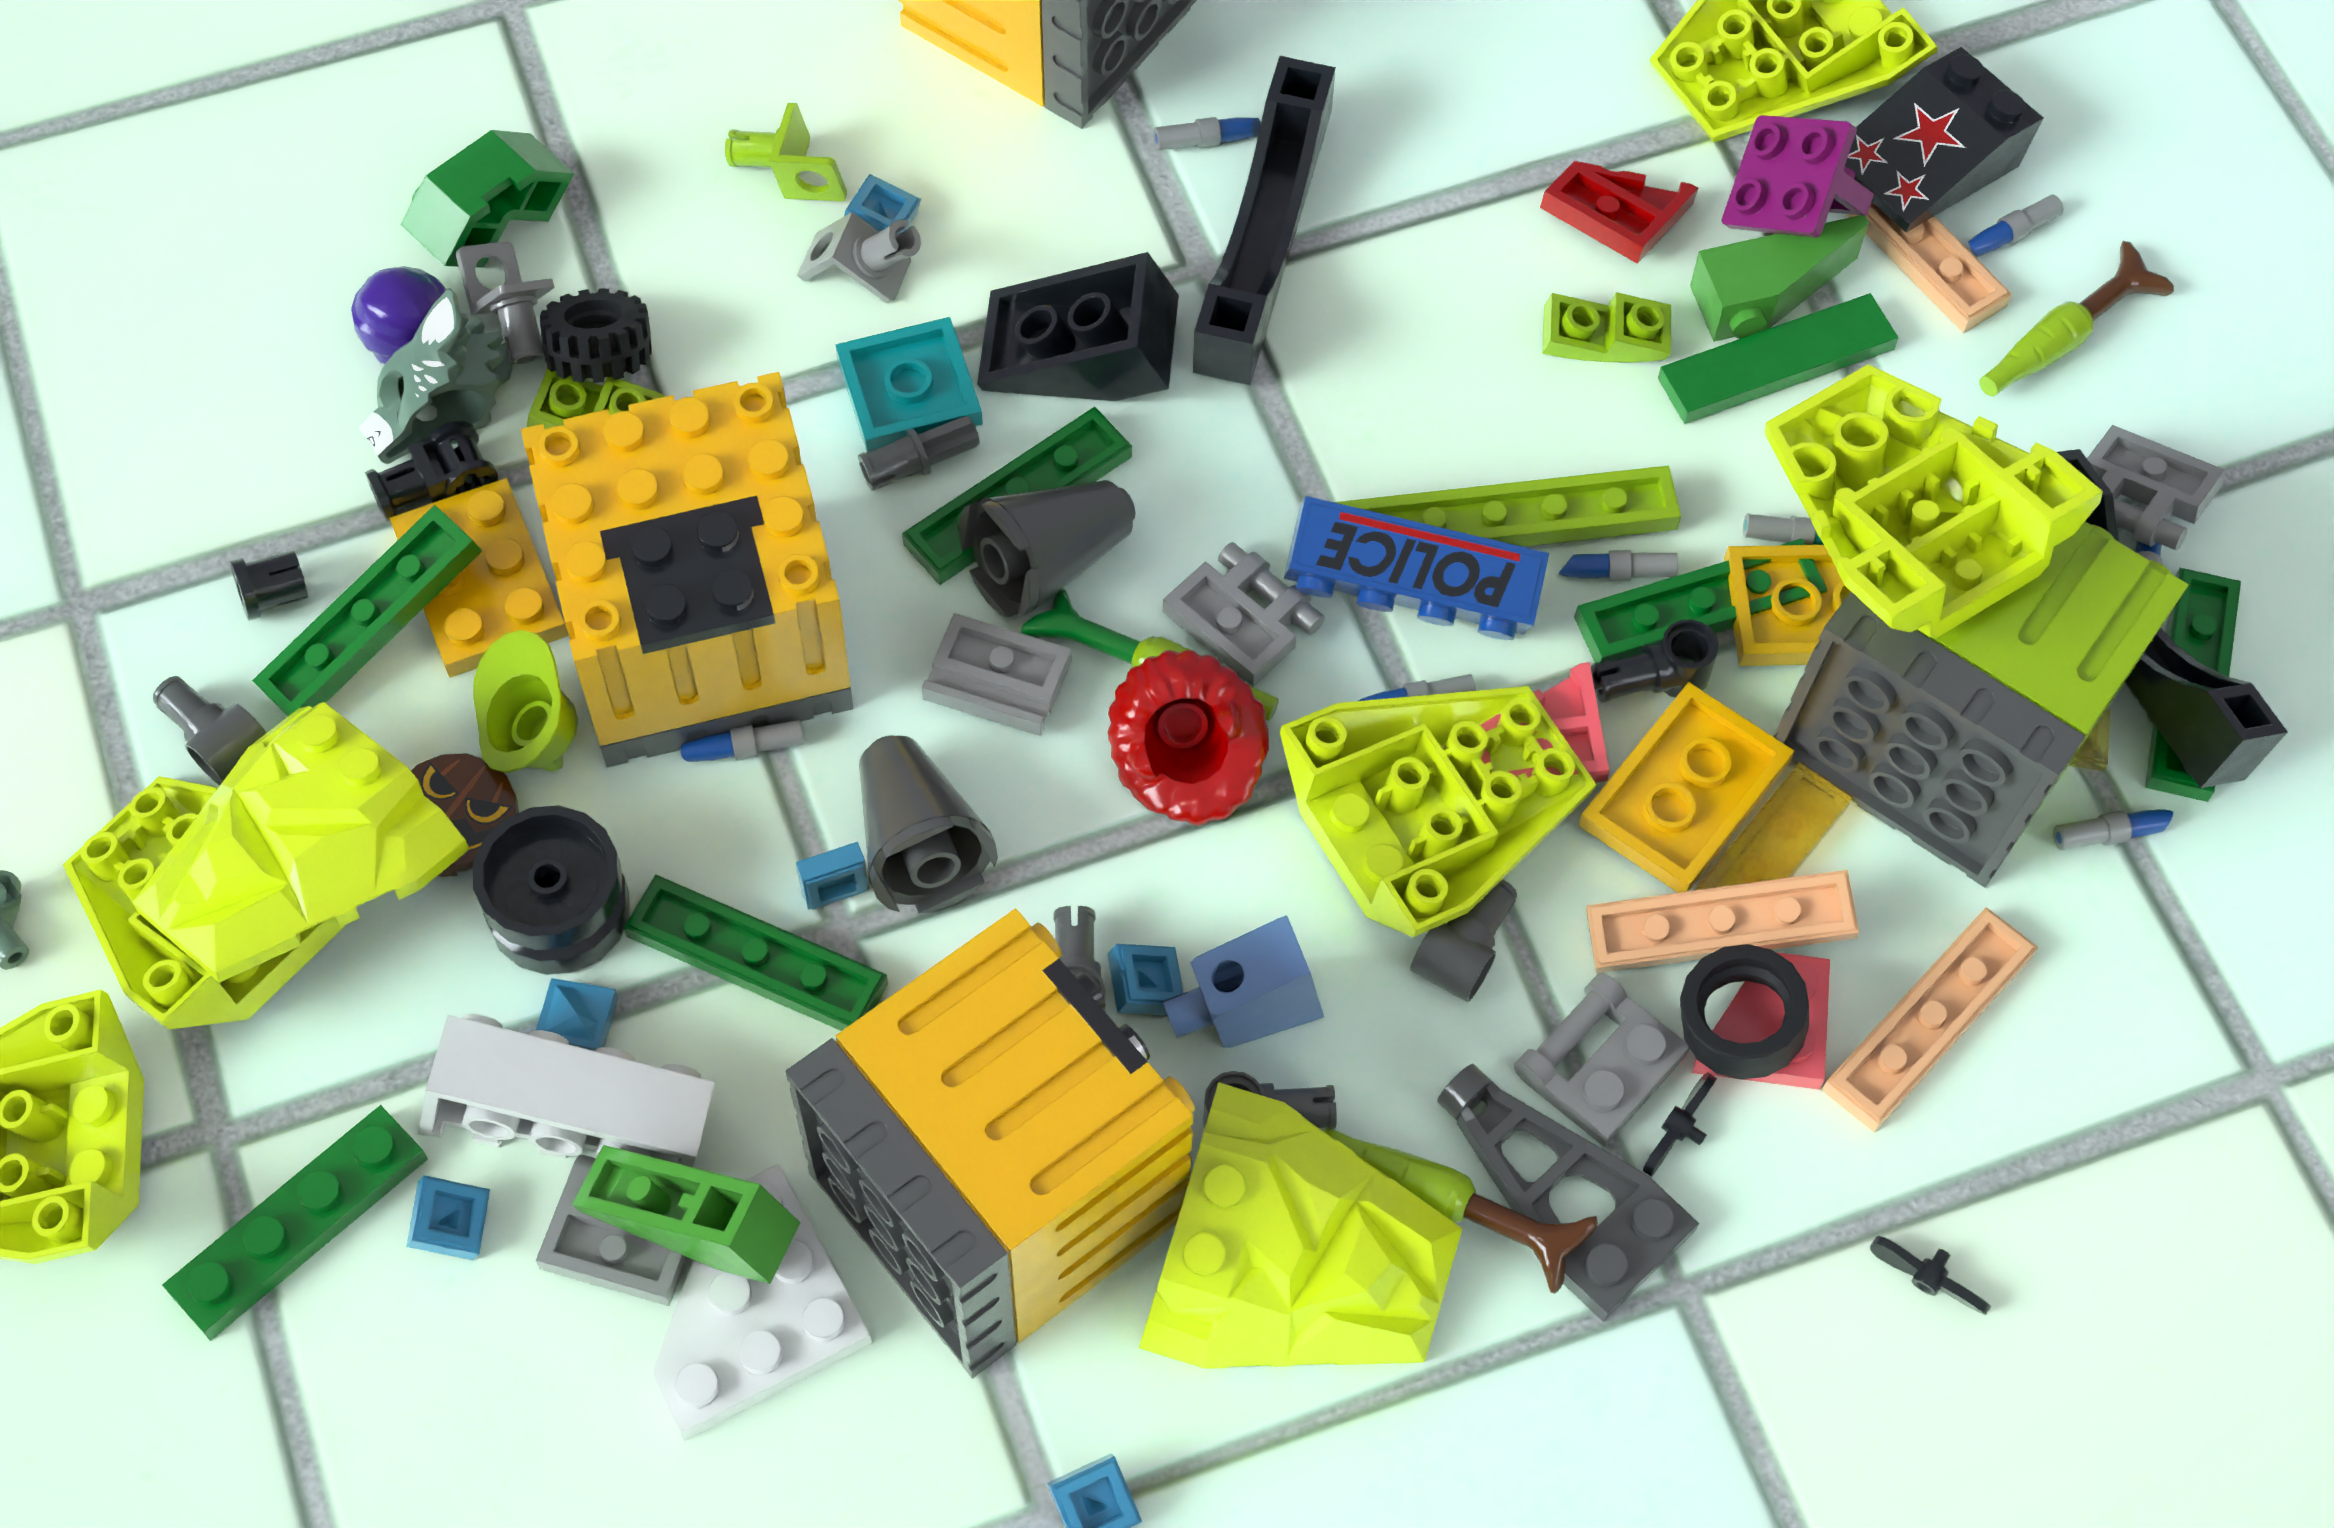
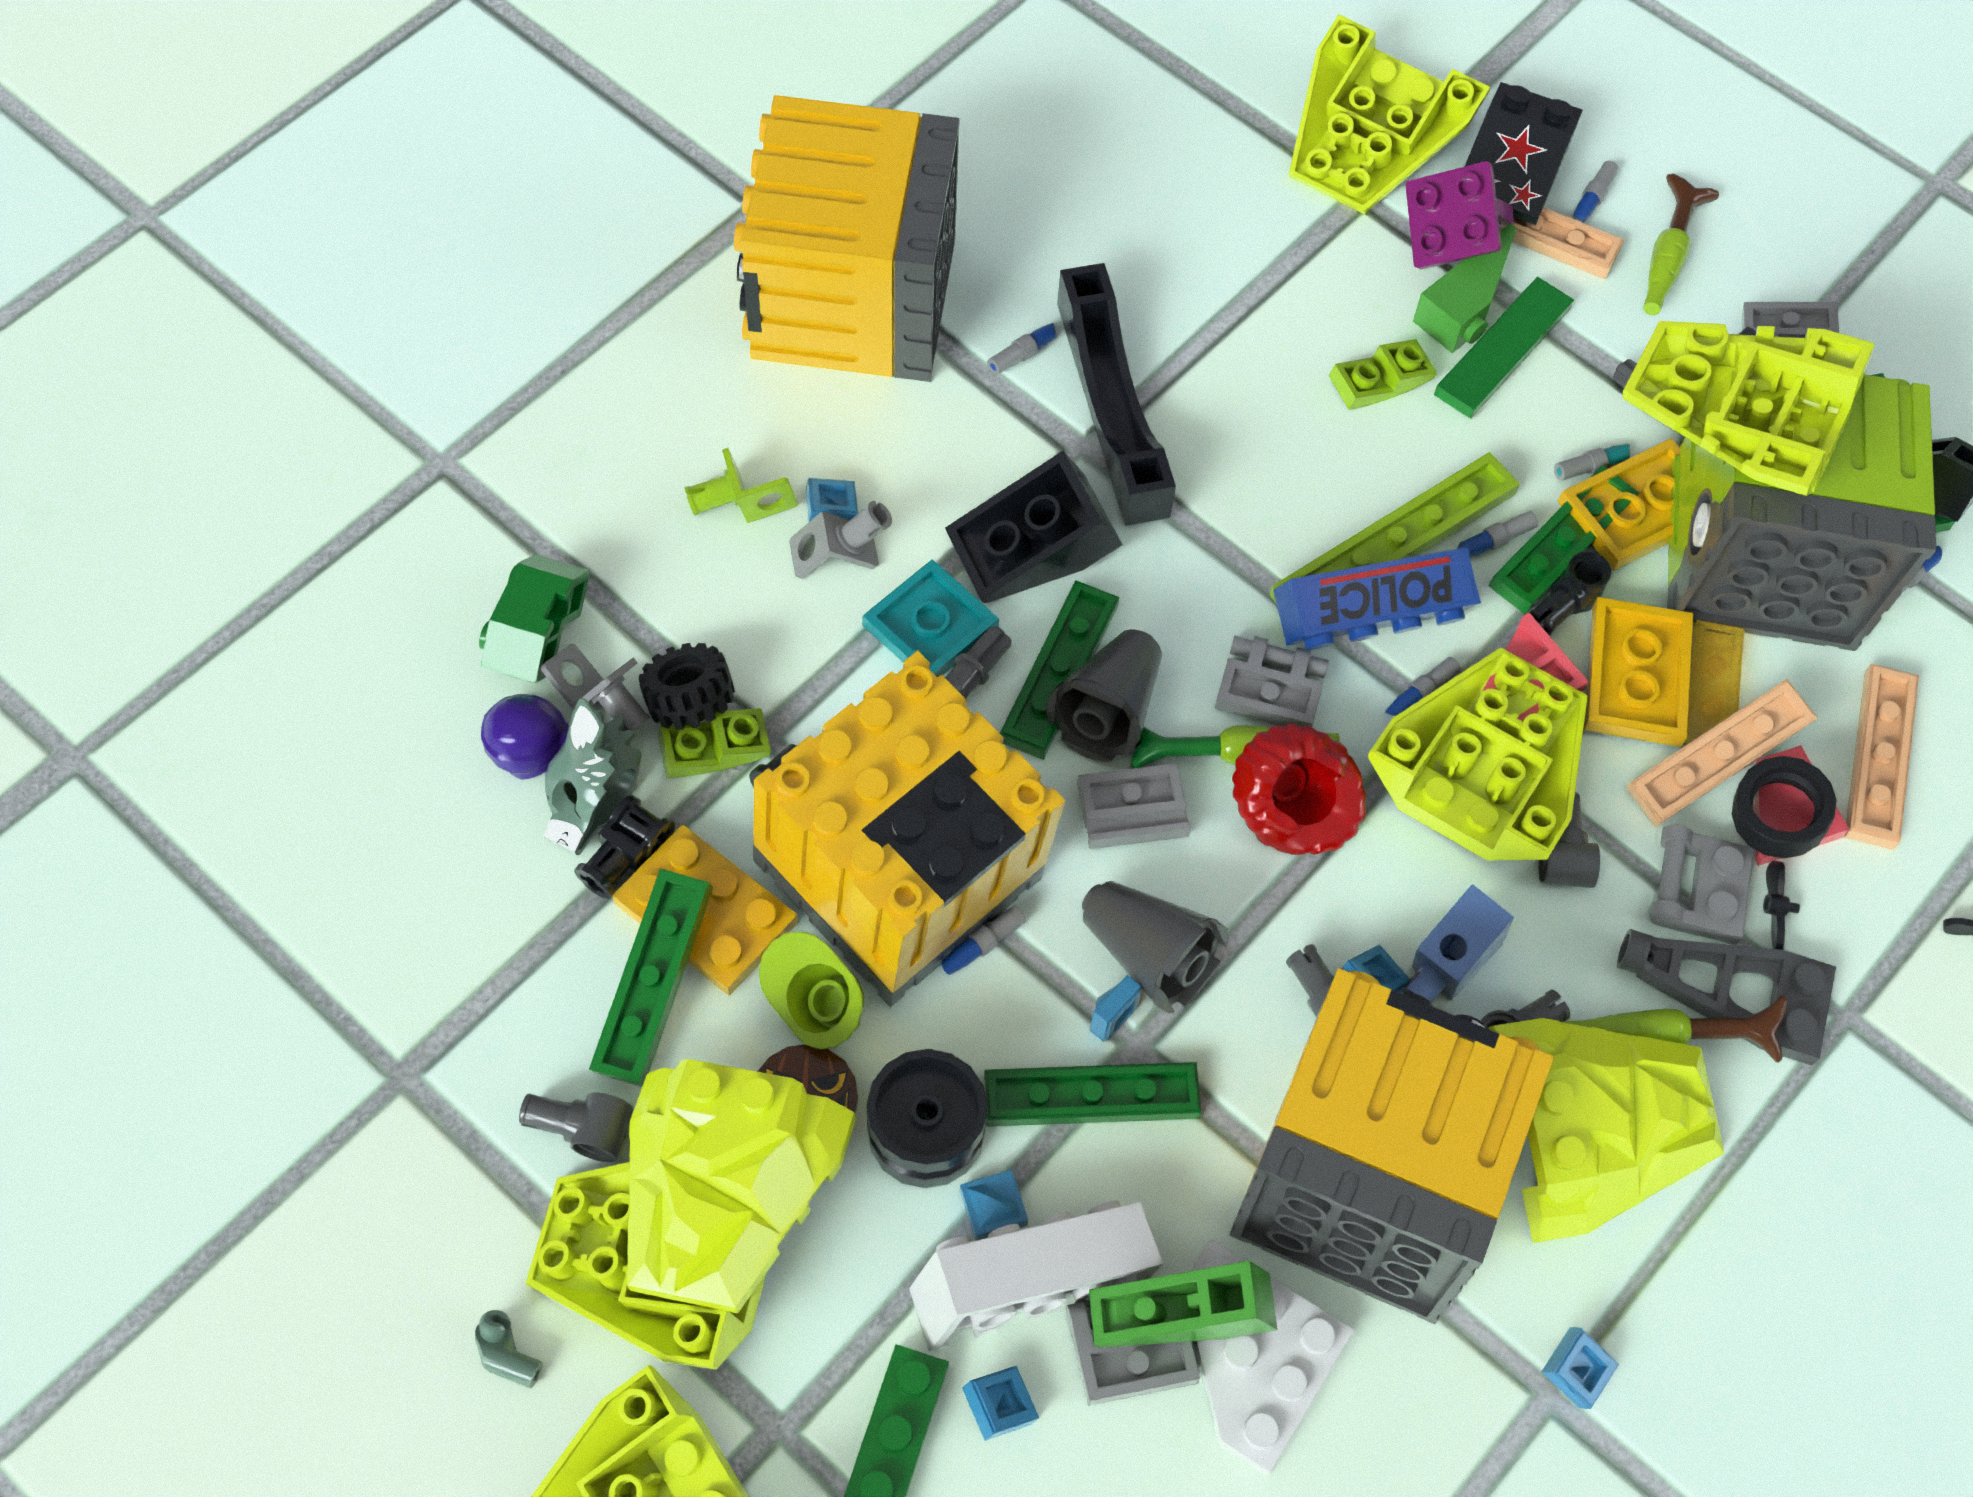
camera: 30 degrees left, 0 degrees up
(268, 582) = (550, 989): black bush -> none
(1616, 207) = (1337, 286): red wing -> none

